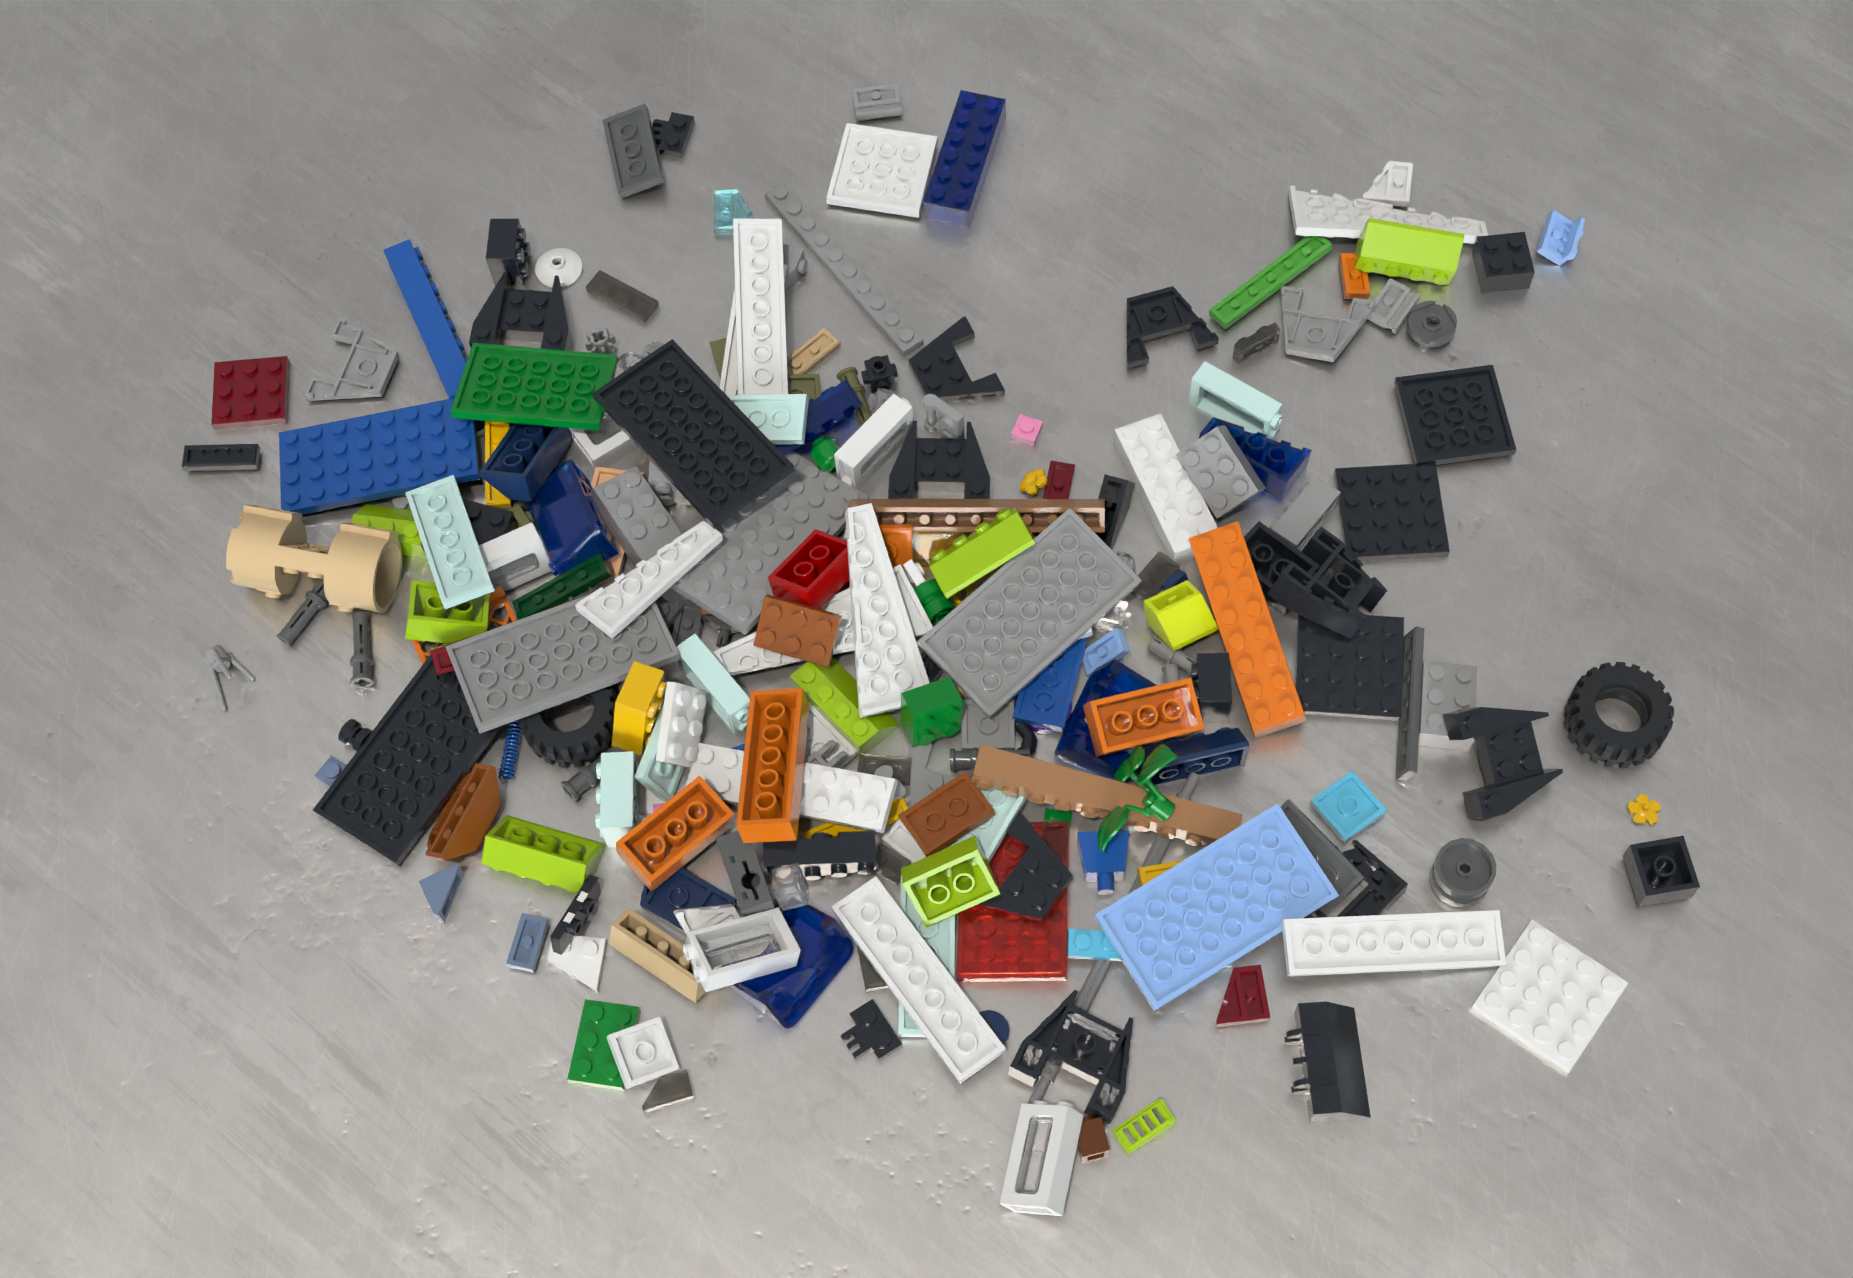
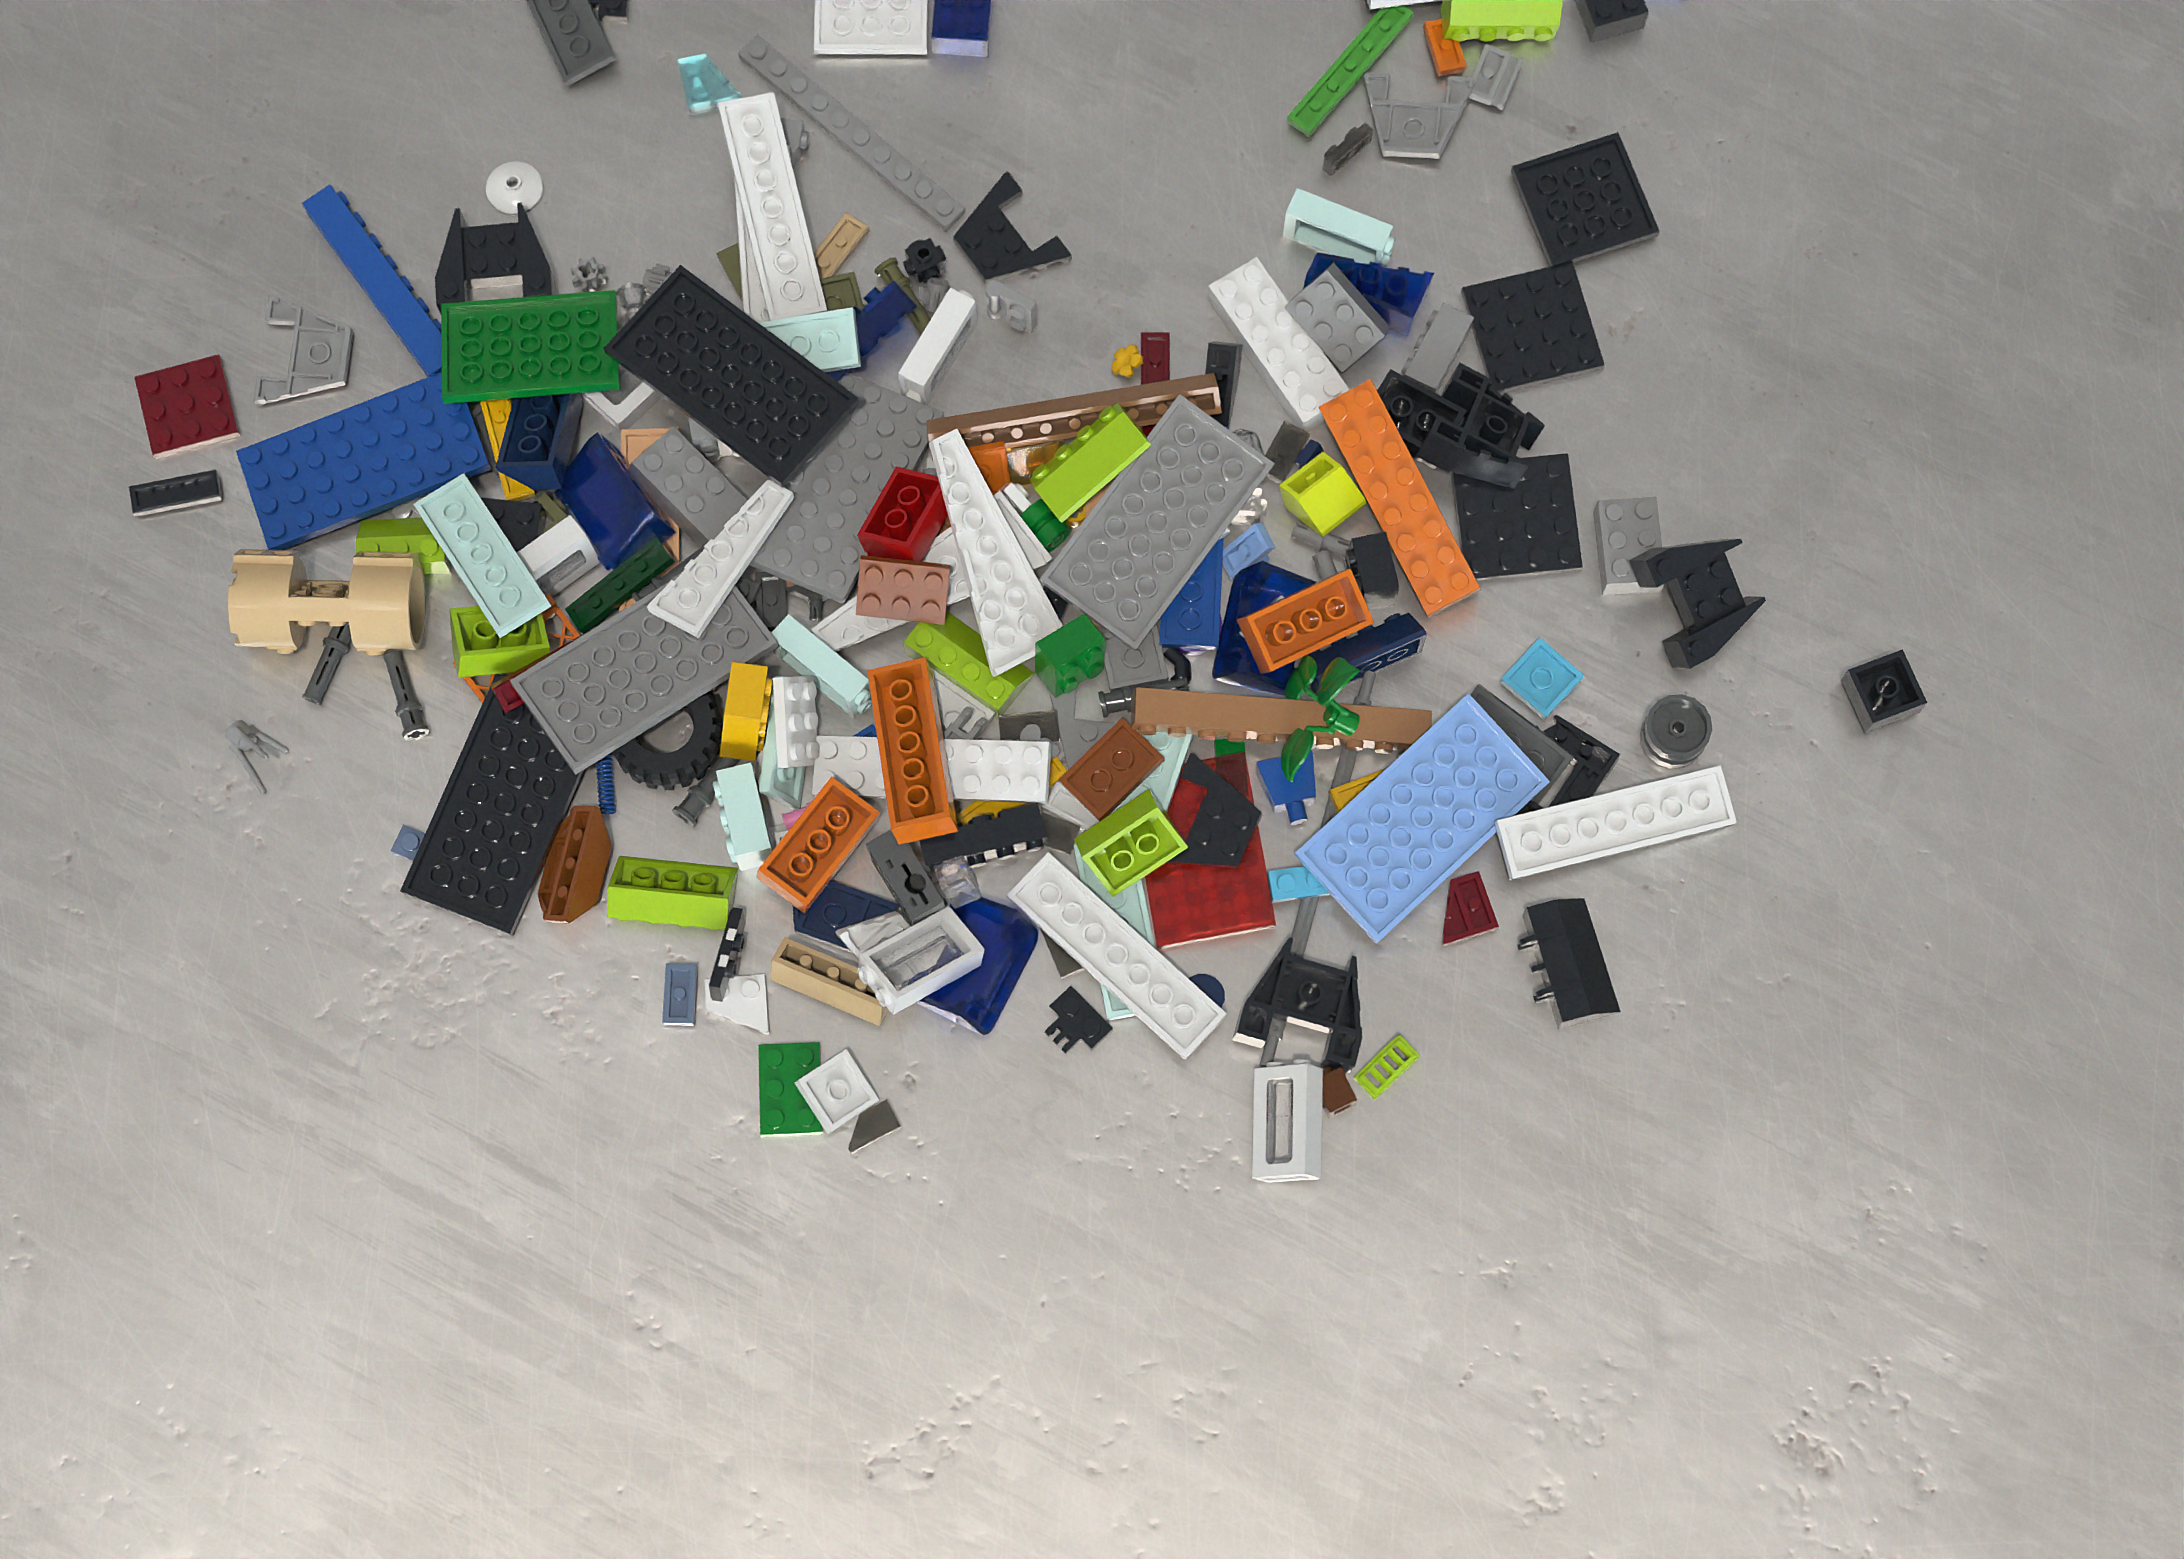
camera: 15 degrees left, 10 degrees up
(353, 734) = (424, 796): black wheel -> none
(441, 890) = (569, 953): sand blue slope -> none
(507, 250) = (452, 180): black brick -> none
(622, 296) = (599, 211): clear smoke tile -> none
(823, 453) = (884, 369): green head -> none
(939, 467) = (1018, 361): black wedge -> none
(1027, 430) = (1106, 299): bright pink plate -> none
(1159, 315) = (1230, 133): black wing -> none
(1411, 702) = (1591, 551): dark grey tile -> none
(1429, 336) = (1544, 78): dark grey plate -> none
(1550, 995) = (1787, 846): white plate -> none
(1635, 689) = (1837, 496): black tyre -> none
(1644, 811) = (1856, 624): yellow plant -> none

